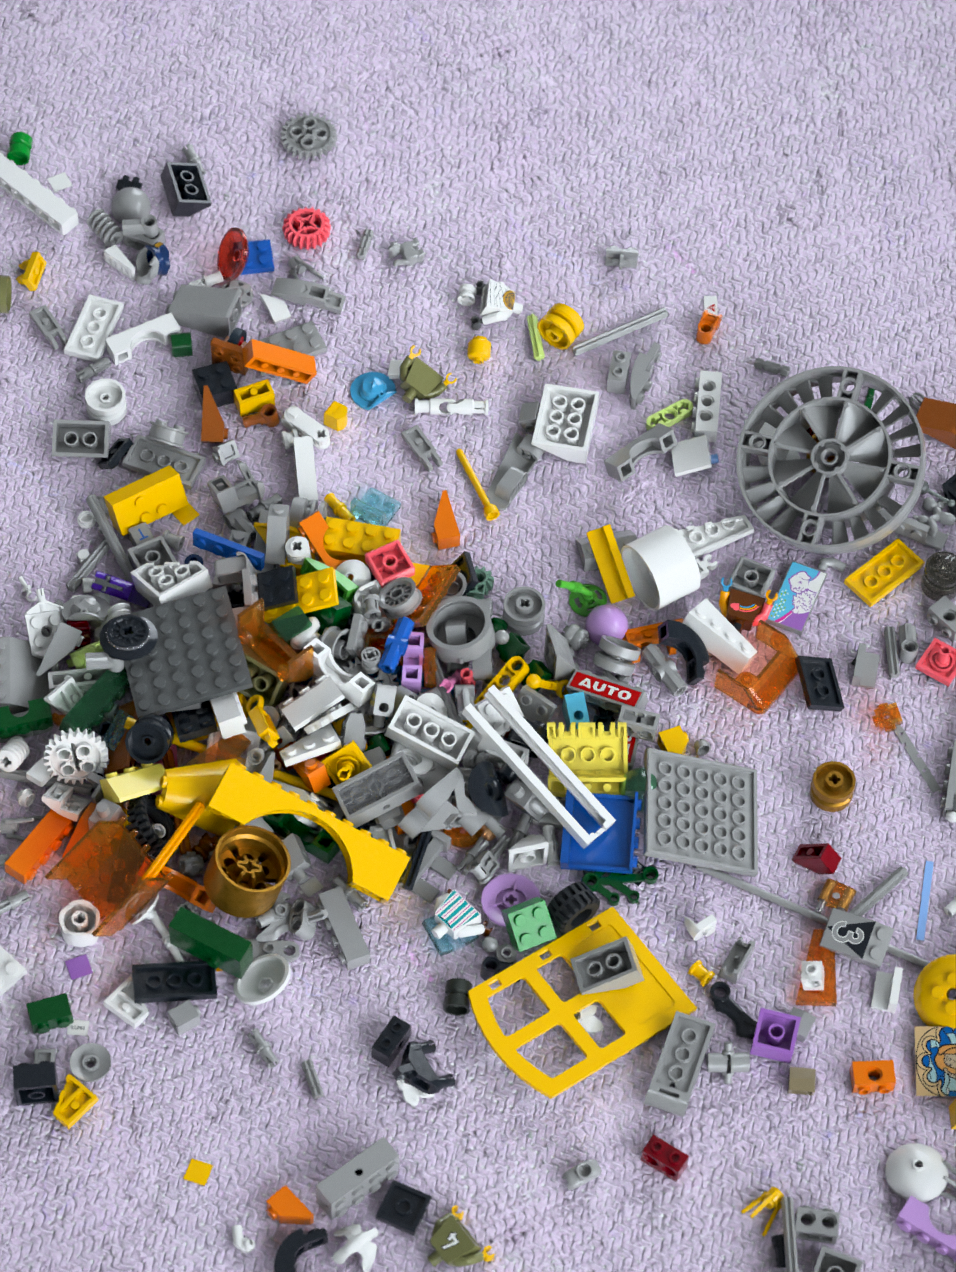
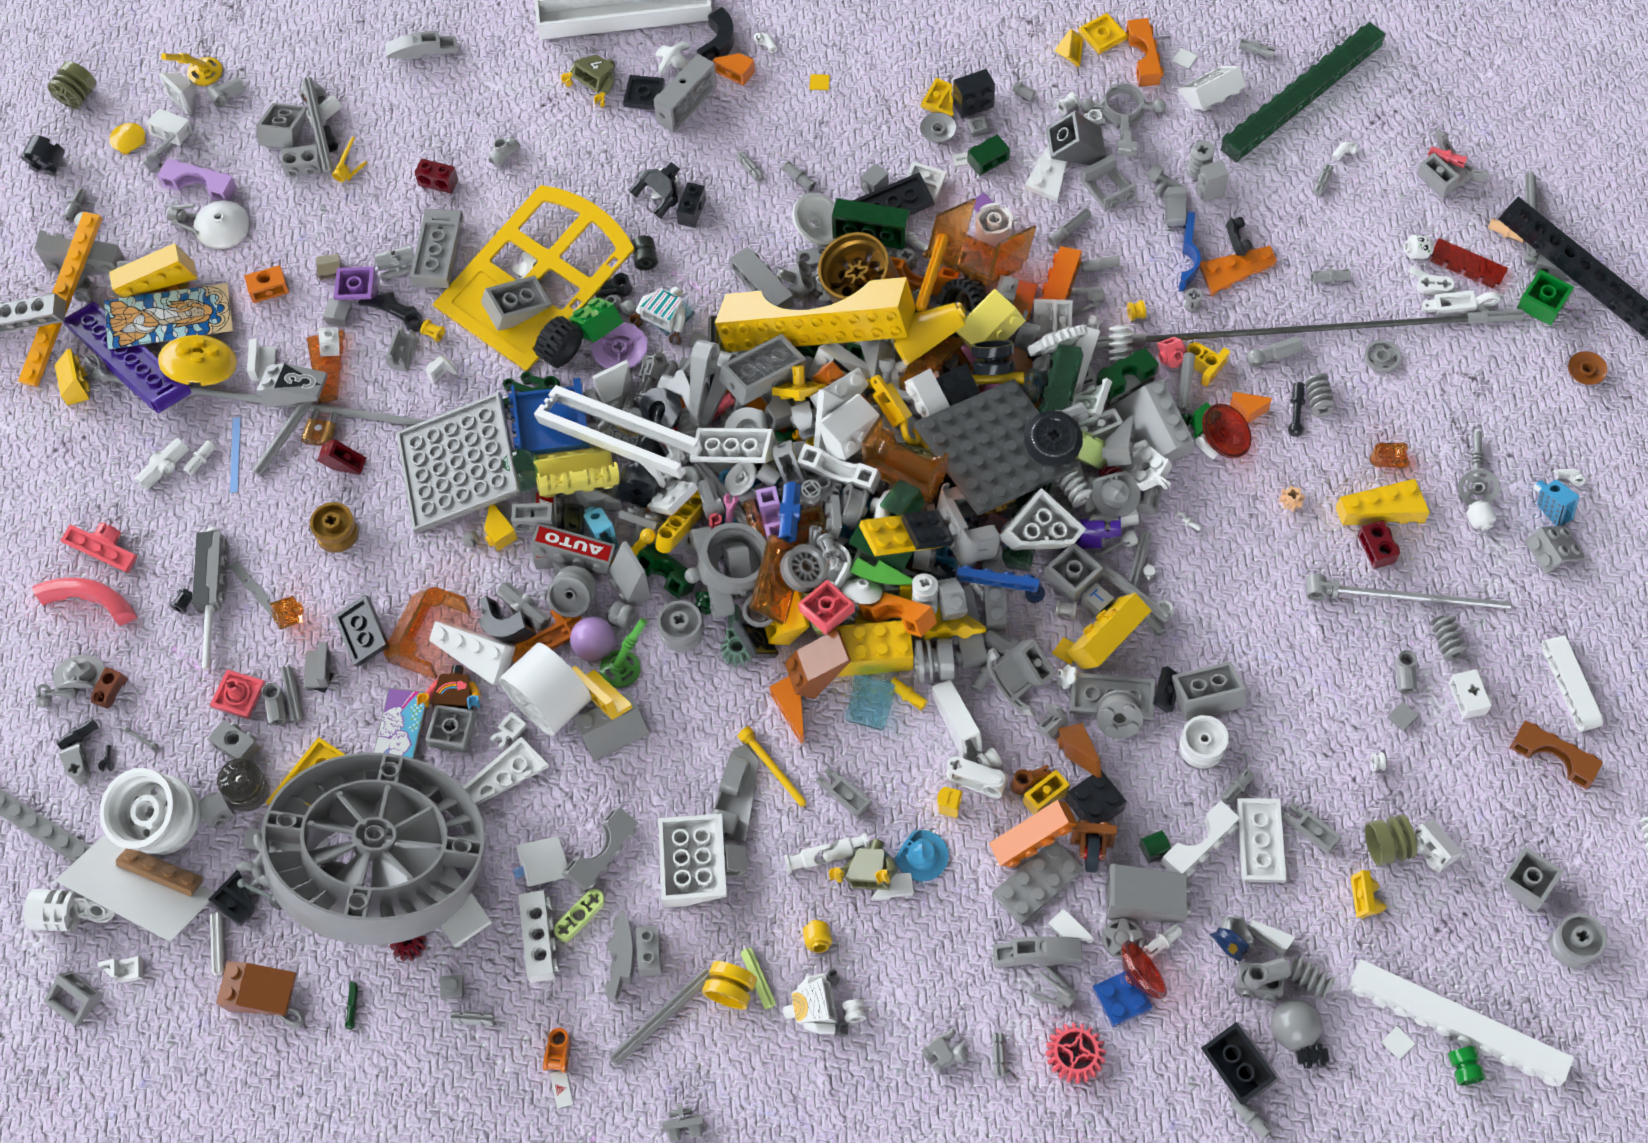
camera: 170 degrees right, 5 degrees up
(196, 486) = (1066, 676): none -> white plant
(414, 529) = (817, 664): none -> slope

